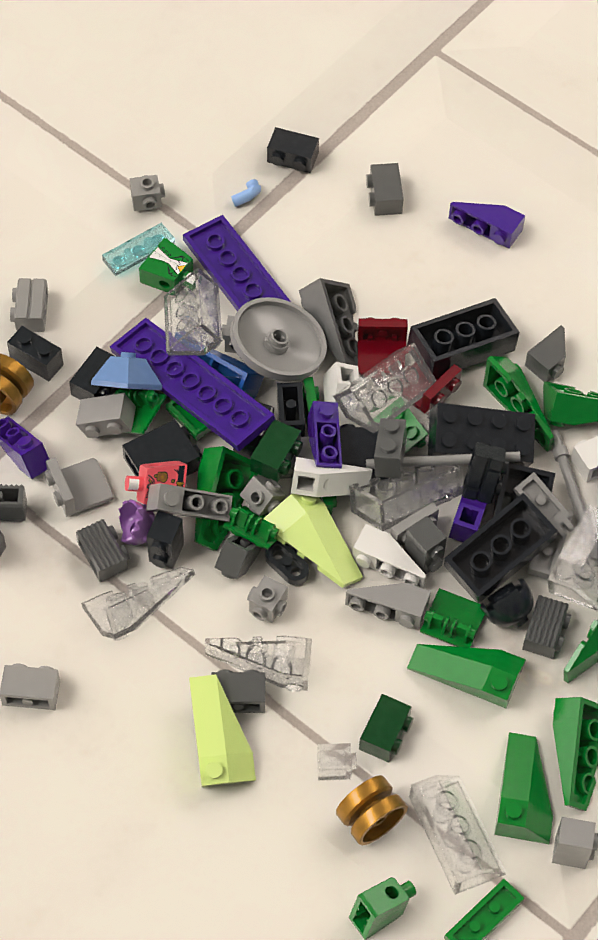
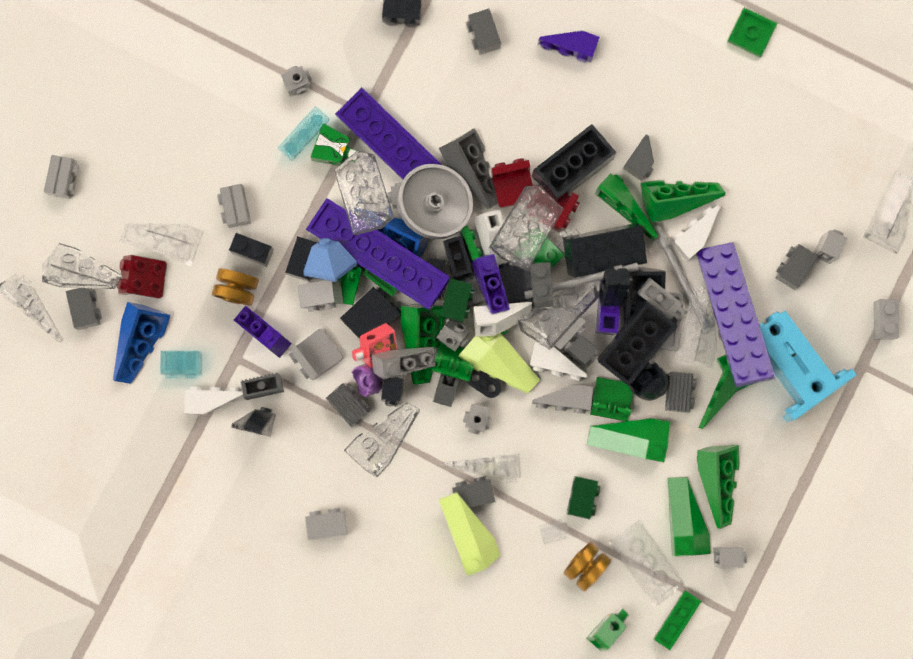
camera: 15 degrees left, 25 degrees up
(247, 195) = (376, 61): light blue arm -> none

